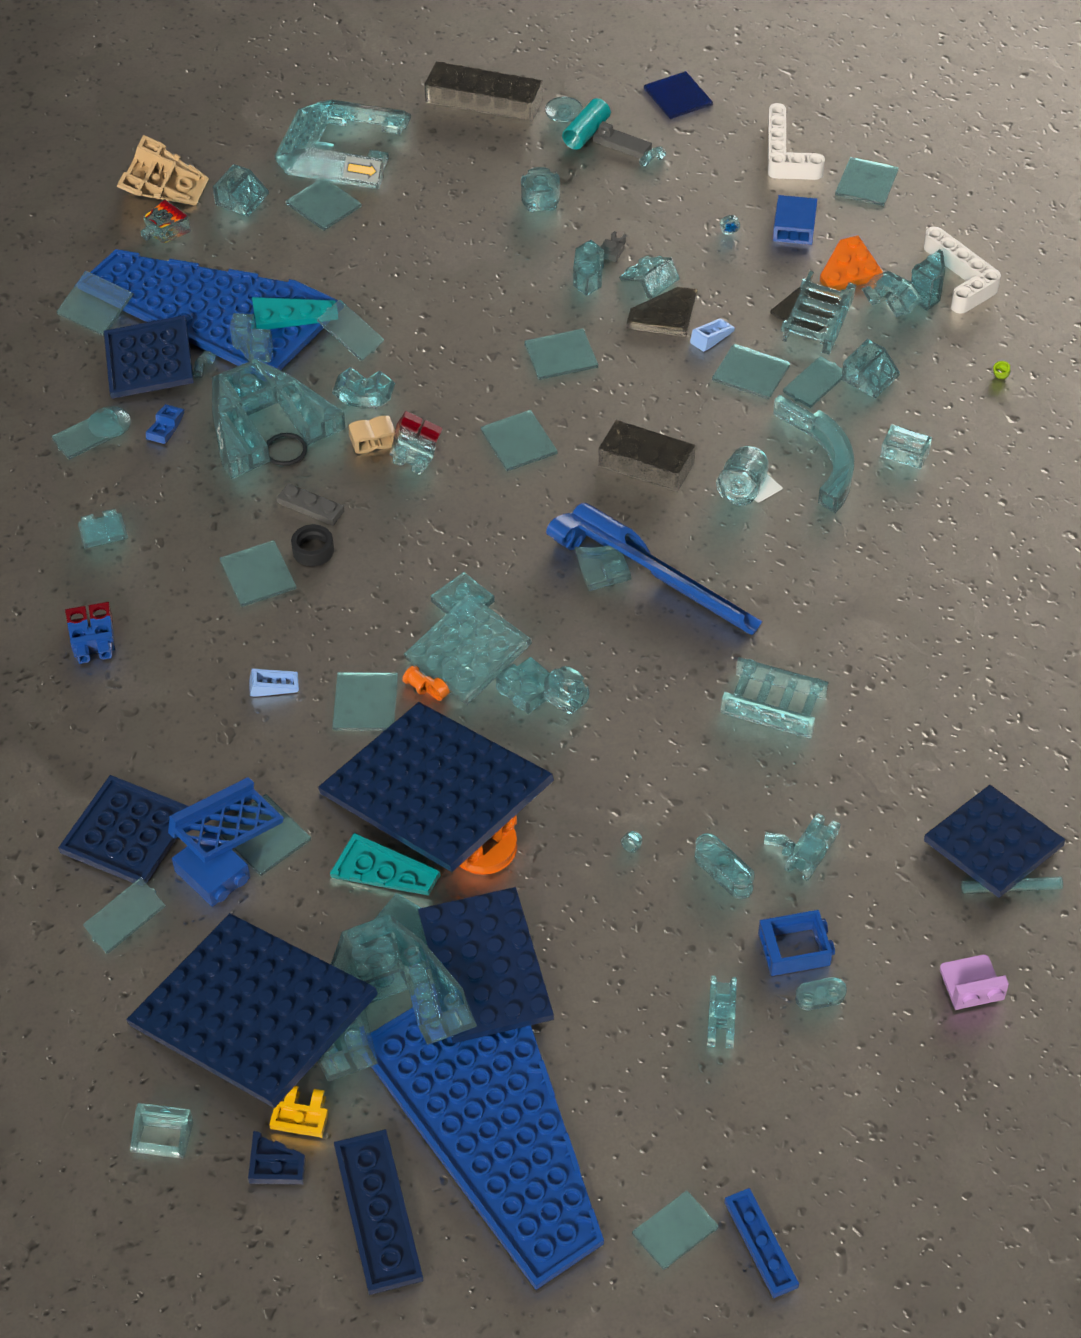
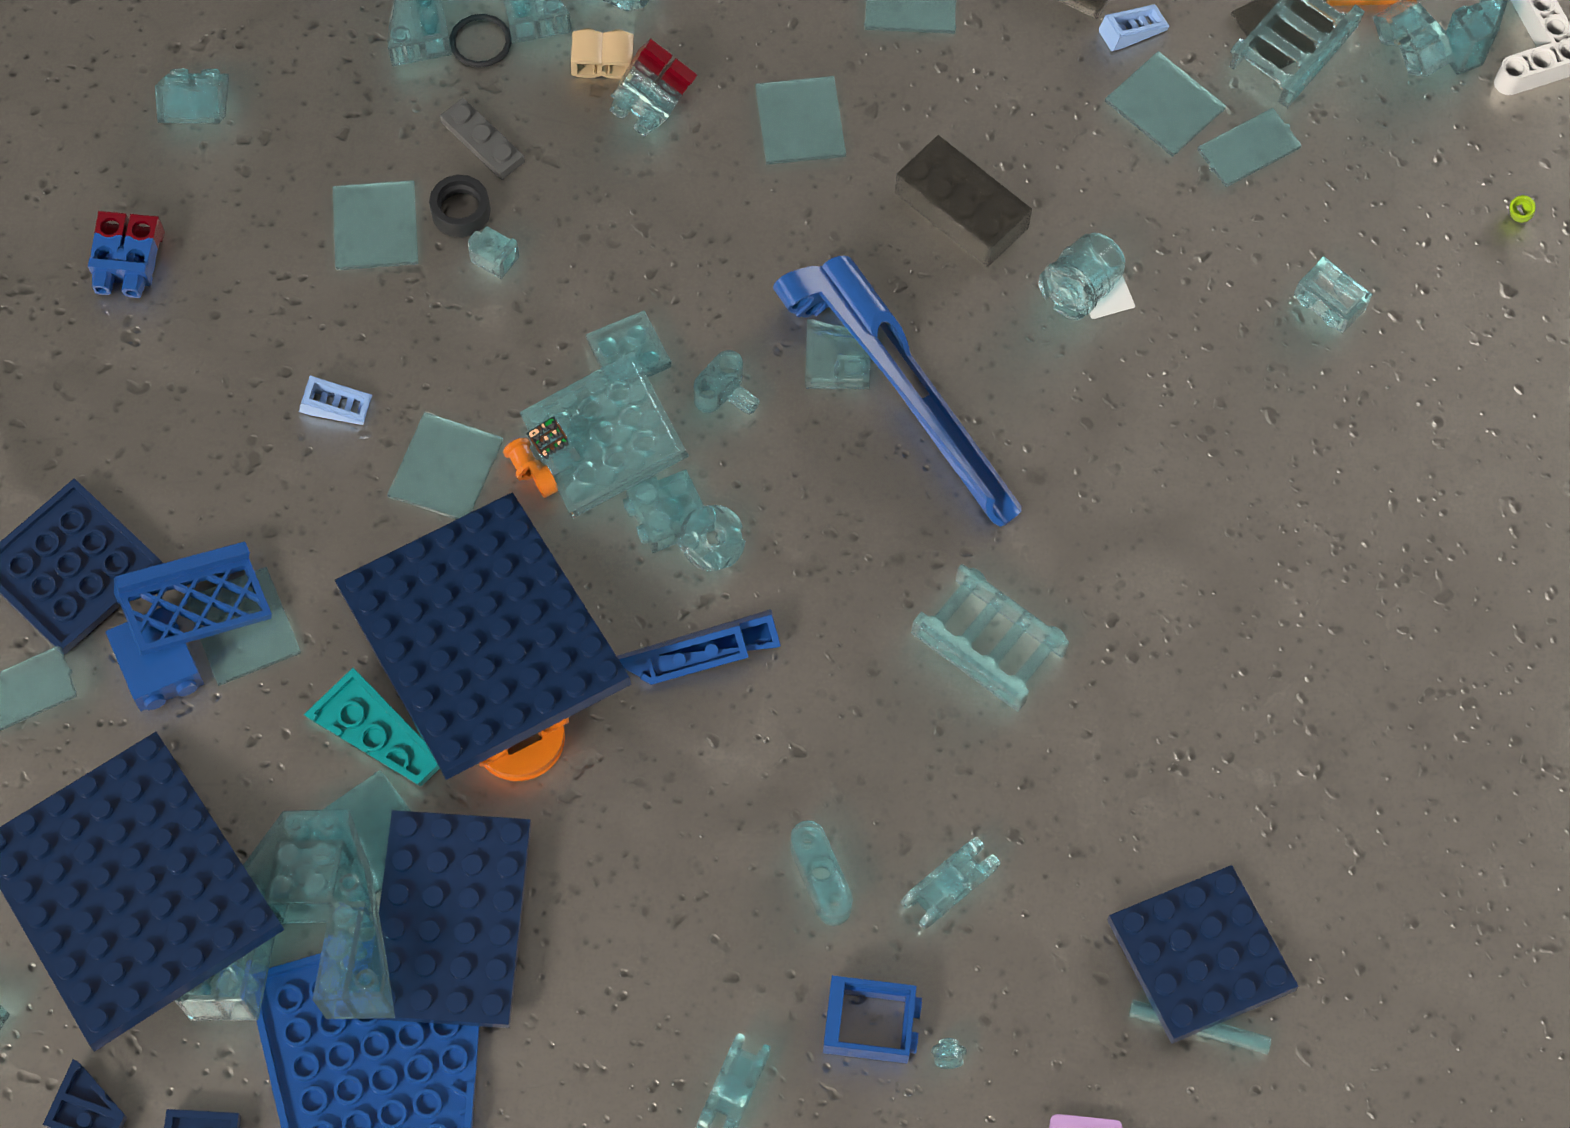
camera: 15 degrees right, 15 degrees up
(299, 1118) = (139, 1059): yellow plate -> none
(346, 565) = (498, 257): none -> clear light blue brick
(439, 660) = (553, 446): none -> brick
(533, 600) = (724, 385): none -> clear light blue beam
(592, 755) = (703, 648): none -> blue wedge
(631, 841) = (714, 794): clear light blue hinge -> none
(780, 840) = (914, 857): clear light blue arm -> none
(819, 993) = (875, 1102): clear light blue plate -> none
(833, 440) = (1223, 224): clear light blue arch -> none
(856, 949) = (948, 1053): none -> clear light blue plate
(869, 369) = (1331, 154): clear light blue slope -> none

